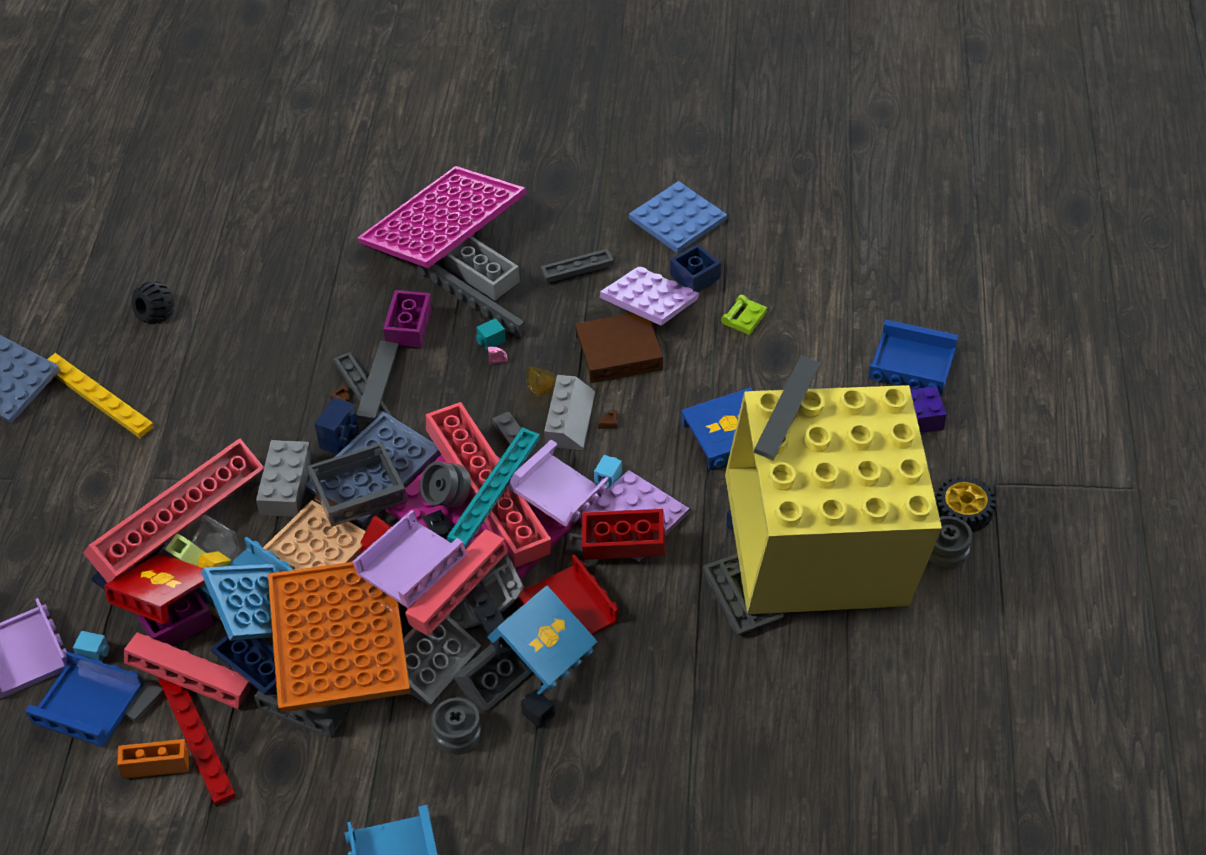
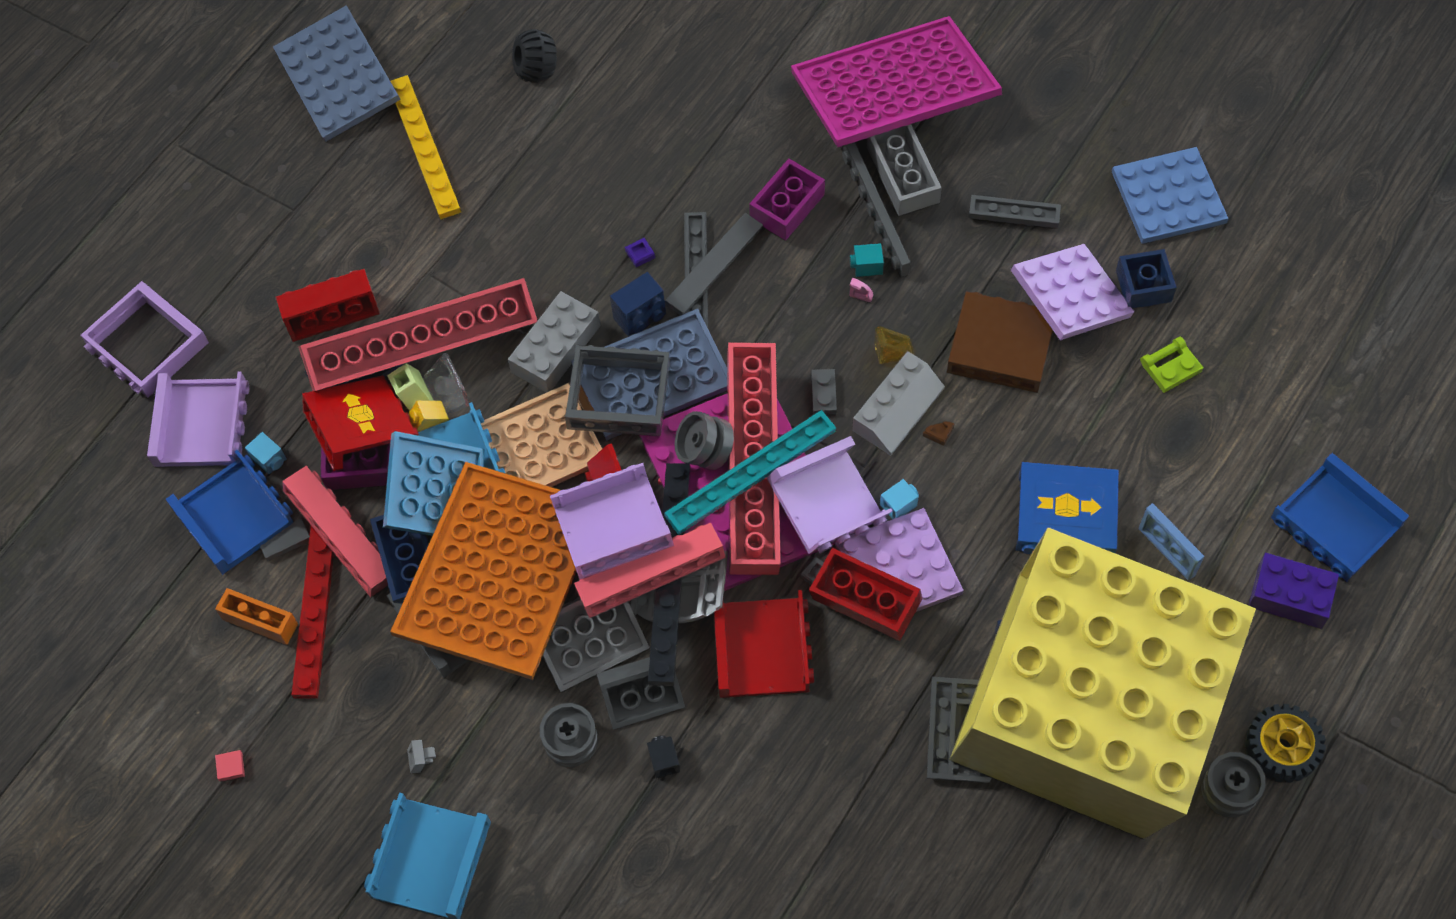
camera: 30 degrees right, 15 degrees up
(84, 523) = (327, 305): none -> red brick
(314, 397) = (640, 252): none -> dark purple tile
(341, 393) = (668, 264): reddish brown tile -> none
(345, 795) = (418, 756): none -> light grey tile
(546, 637) = (707, 684): dark azure panel -> none
(787, 408) = (1081, 577): dark grey tile -> none

